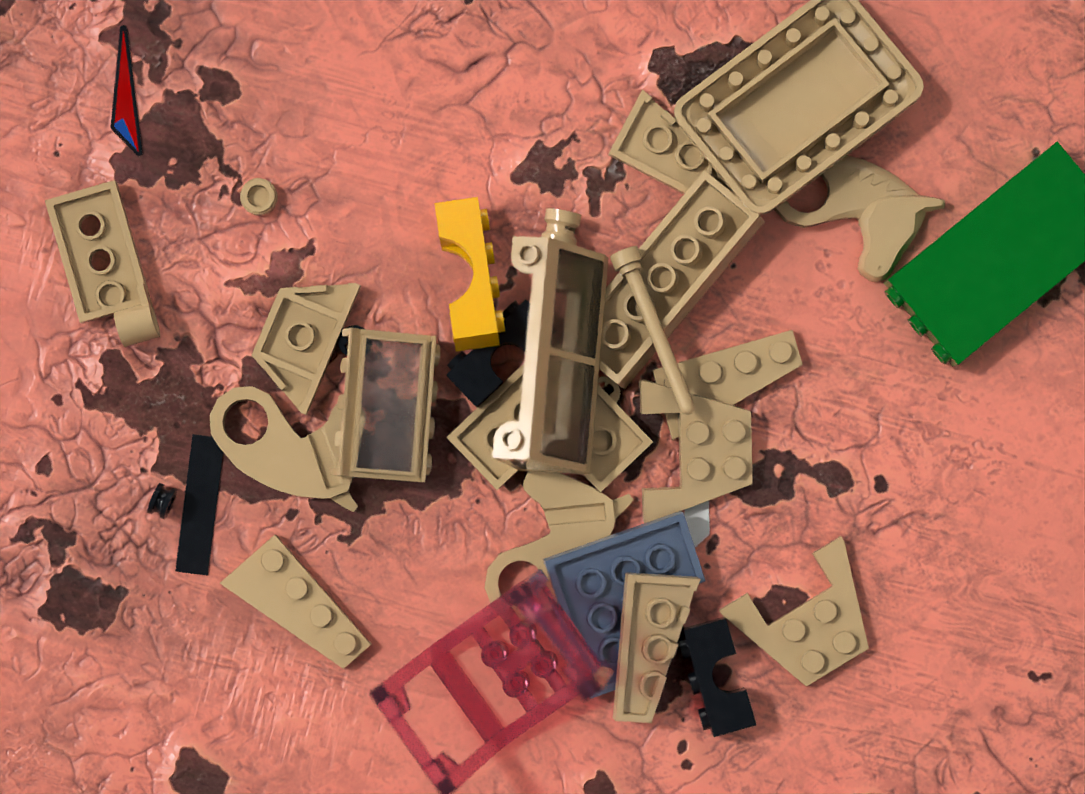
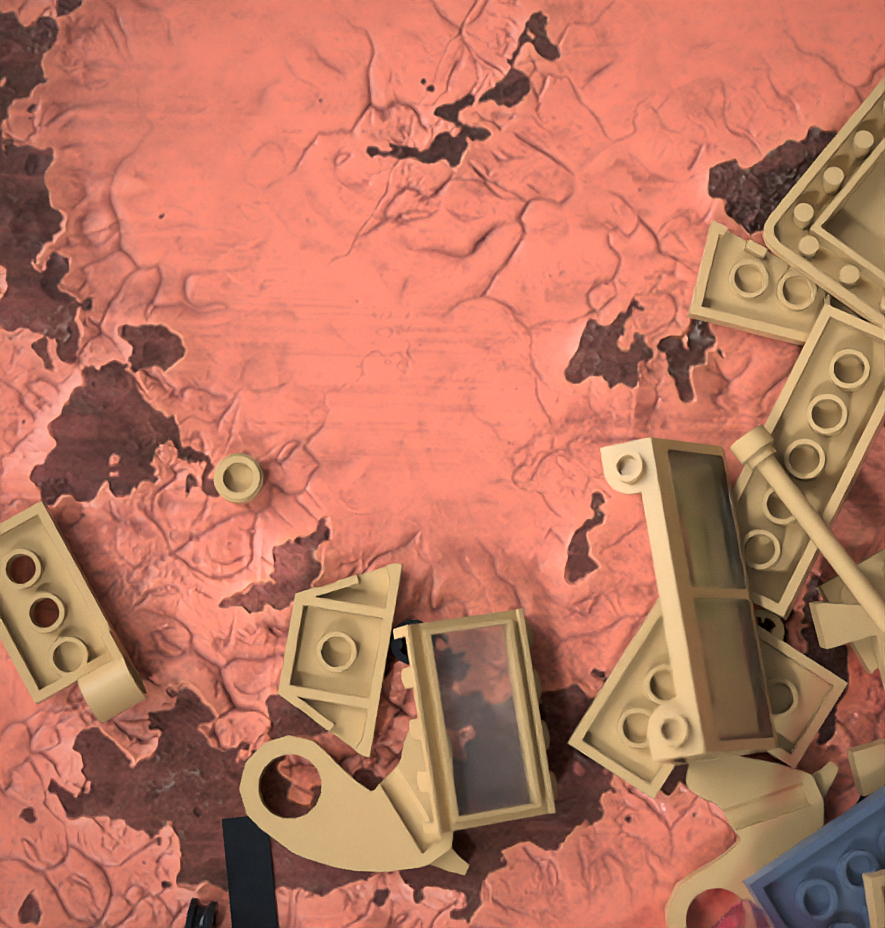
camera: 10 degrees left, 5 degrees down
(124, 109) = (36, 408): sticker -> none
(473, 314) = (569, 568): yellow arch -> none
(473, 371) = (583, 645): black arch -> none
(561, 225) = (650, 419): tan wheel -> none

